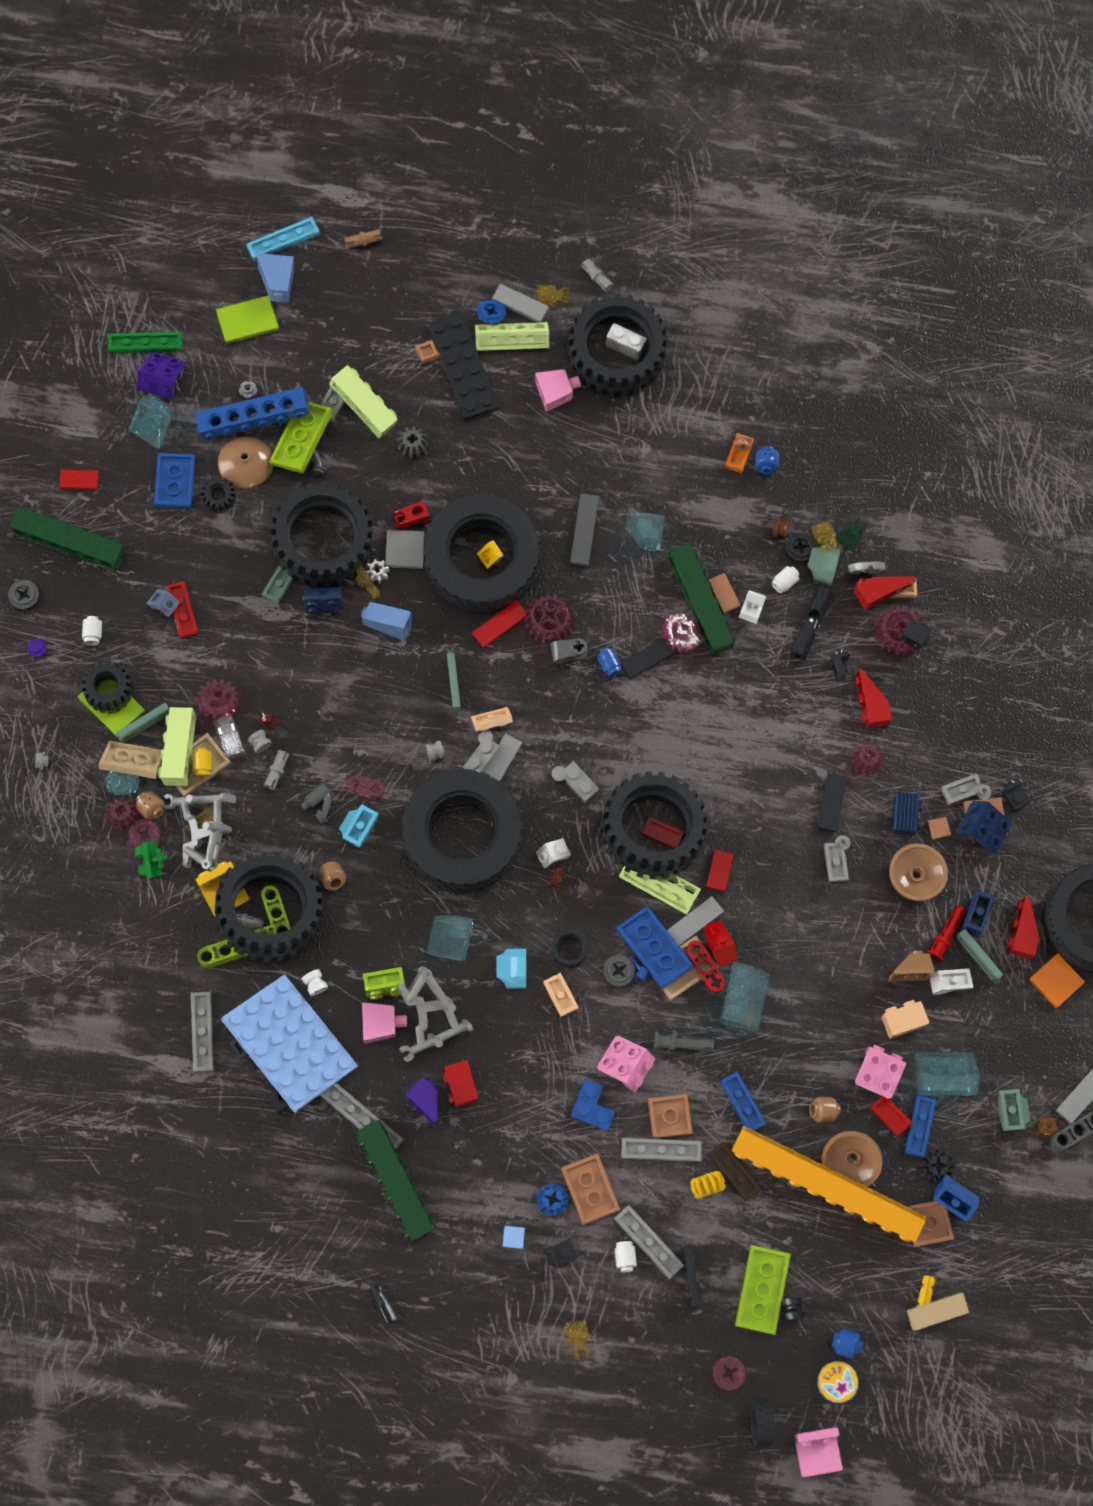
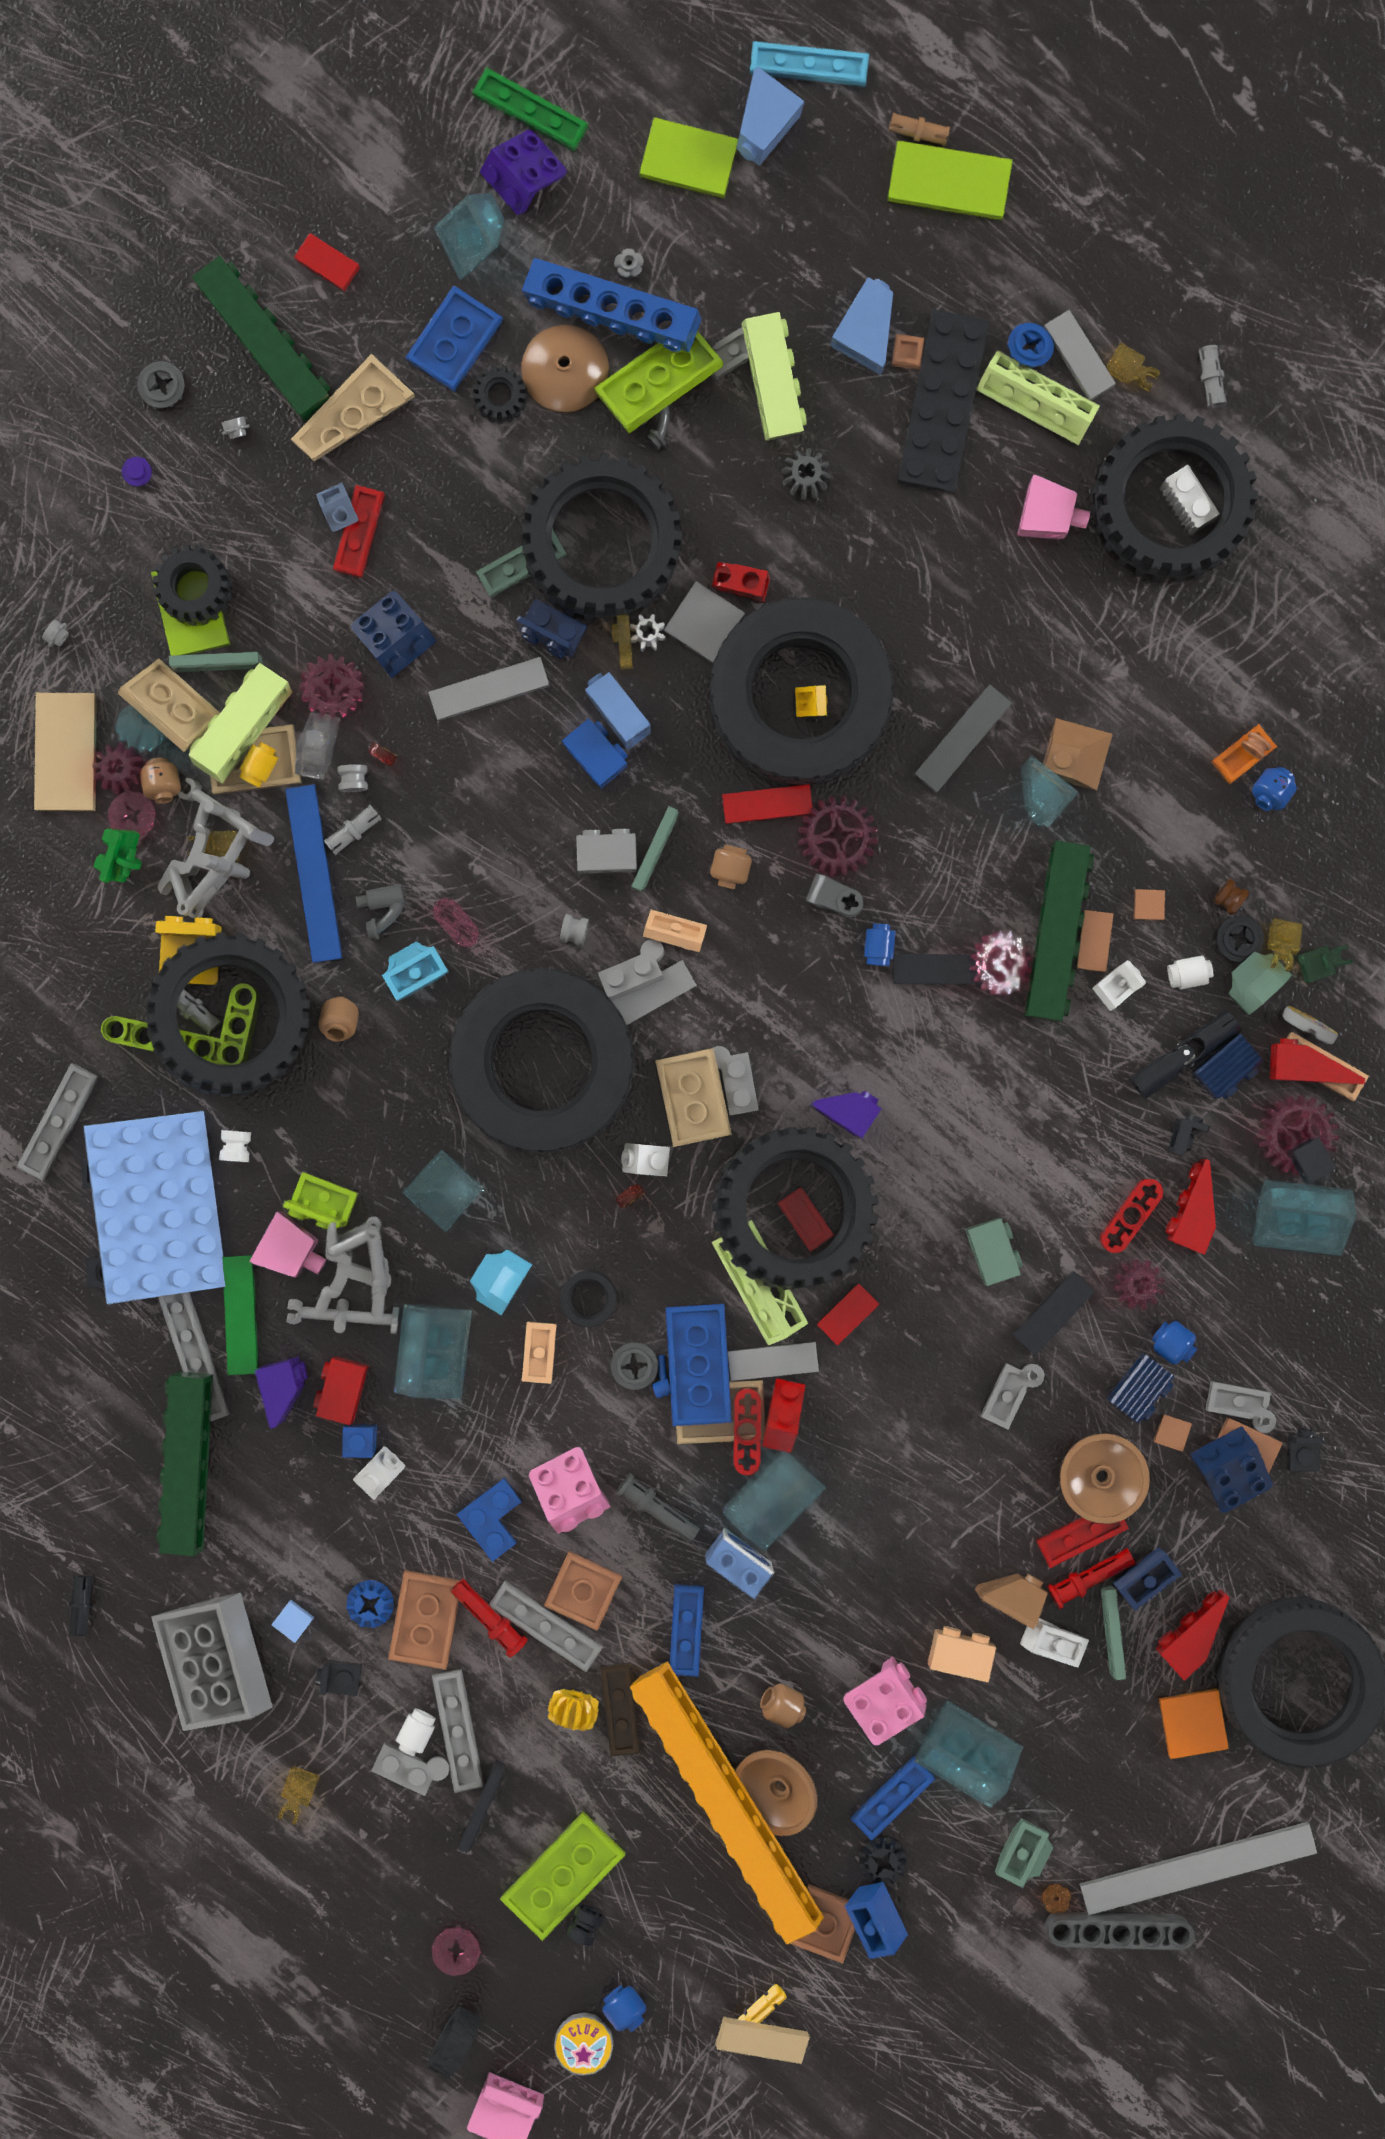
camera: 30 degrees right, 15 degrees up
(79, 593) = (235, 427): none -> light grey plate
(84, 822) = (65, 751): none -> tan tile
(91, 630) = (221, 491): white brick -> none
(141, 543) = (356, 405): none -> tan wing
(235, 651) = (393, 633): none -> dark blue bracket
(268, 807) = (314, 873): none -> blue tile
(307, 651) = (489, 689): none -> light grey tile
(375, 1078) = (240, 1315): none -> green tile
(388, 650) = (595, 752): none -> blue brick
(395, 255) = (949, 180): none -> lime tile
(398, 350) = (866, 326): none -> medium blue slope
(427, 699) = (606, 852): none -> light grey brick
(480, 1290) = (212, 1662): none -> light grey slope
(488, 1106) = (359, 1440): none -> blue brick
(499, 1030) = (432, 1351): none -> clear light blue slope
(501, 666) = (731, 866): none -> medium nougat head
(511, 1119) = (379, 1472): none -> white bracket
(558, 803) = (693, 1097): none -> tan tile
(634, 1165) = (498, 1627): none -> red pin
(635, 1282) = (409, 1770): none -> light grey hinge
(649, 757) = (850, 1111): none -> dark purple slope
(651, 500) = (1077, 753): none -> medium nougat slope
(740, 558) = (1149, 904): none -> nougat tile
(748, 1041) = (739, 1563): none -> medium blue piece
(777, 787) = (993, 1251): none -> sand green brick
(833, 738) = (1136, 1193): none -> red beam
(838, 616) = (1227, 1067): none -> dark blue brick
(891, 1115) = (863, 1764): red tile -> none
(907, 778) = (1174, 1342): none -> blue head
(925, 917) = (1075, 1539): none -> red tile
(932, 671) = (1304, 1217): none -> clear light blue slope

